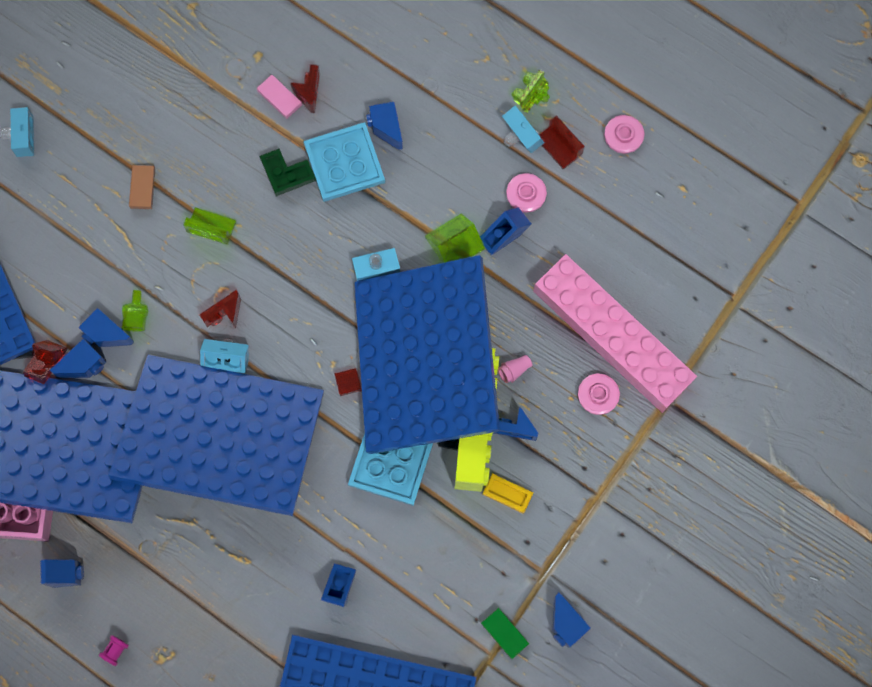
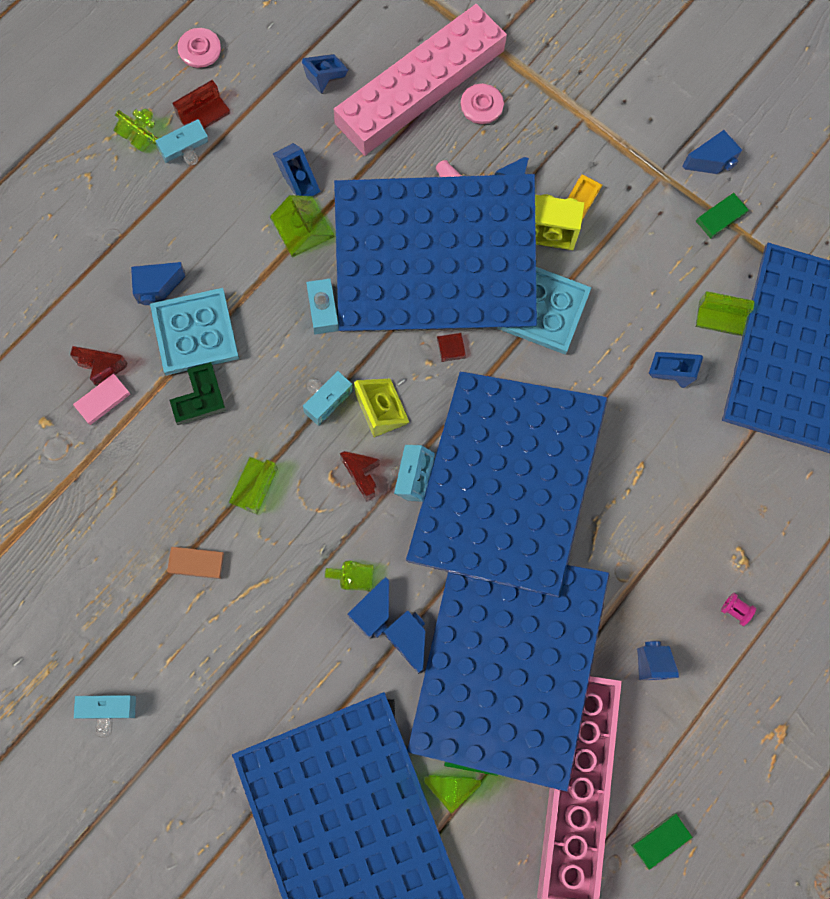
camera: 90 degrees left, 0 degrees up
(46, 356) = (404, 681): clear red slope -> none
(286, 322) = (380, 405): none -> neon yellow slope
(290, 276) = (326, 396): none -> medium azure piece
(398, 634) = (723, 313): none -> clear neon green panel
(526, 192) = (254, 148): bright pink wheel -> none
(612, 244) = (322, 69): none -> blue slope

